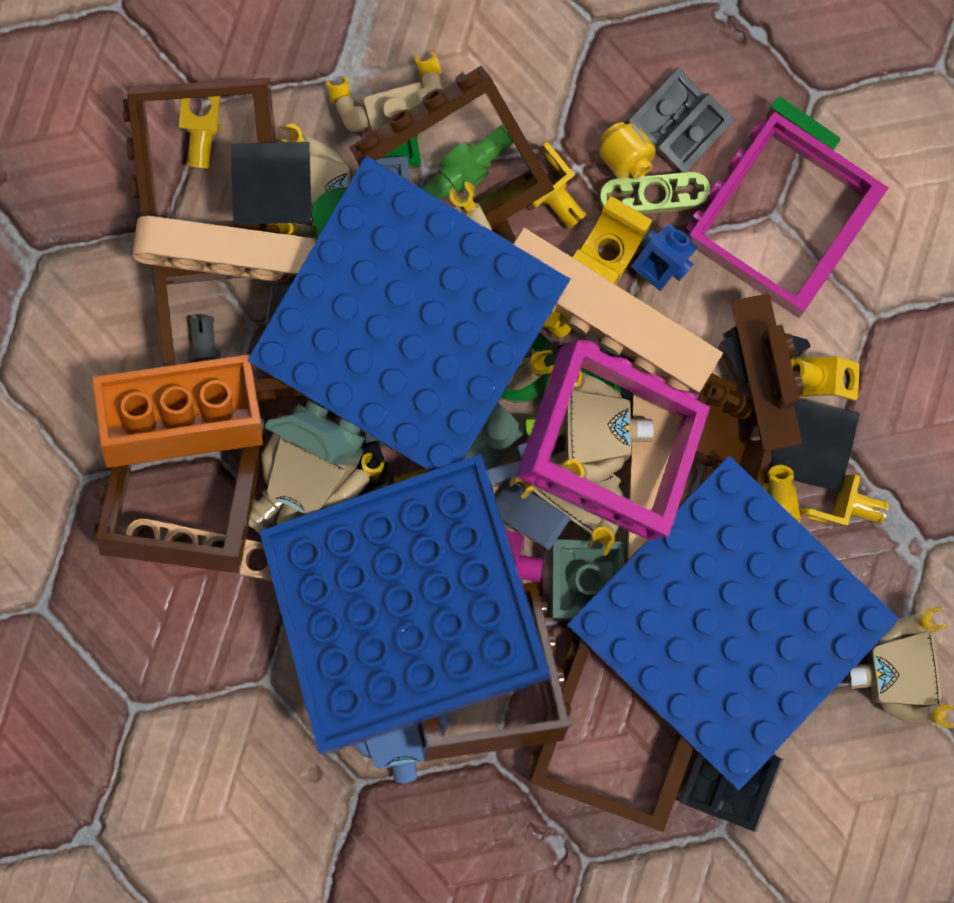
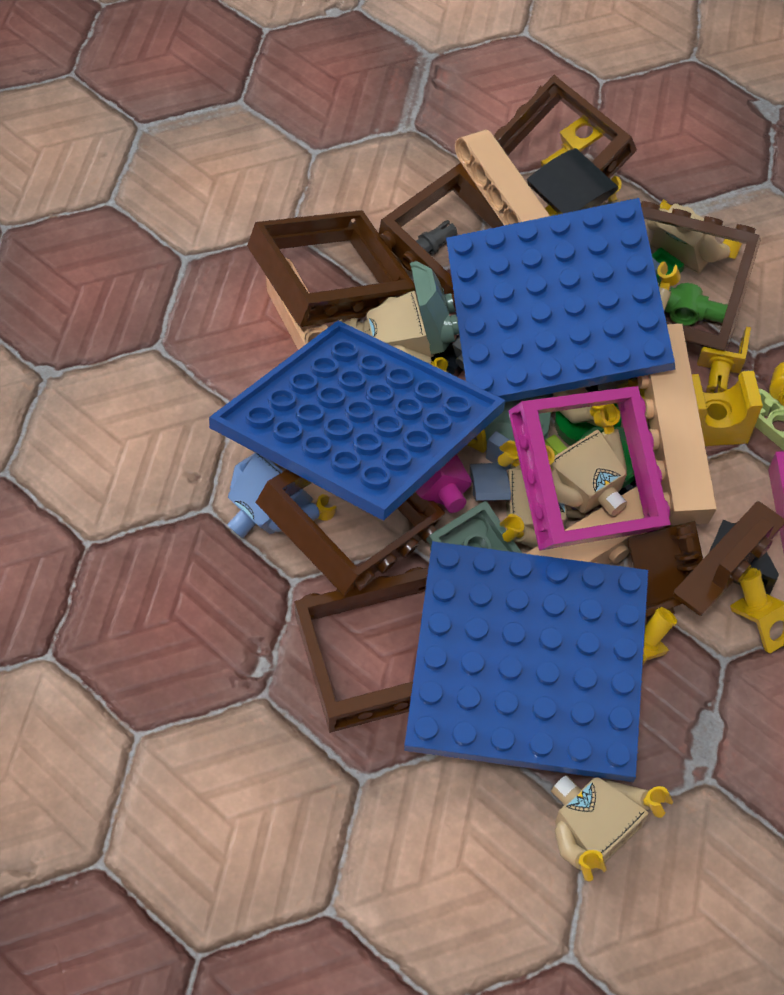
camera: 50 degrees right, 25 degrees down
(177, 411) = (376, 222): orange slope -> none
(664, 256) = (745, 450): blue brick -> none
(714, 795) = (400, 771): black slope -> none
(825, 445) = (711, 641): black slope -> none
(849, 504) = (688, 693): yellow bracket -> none

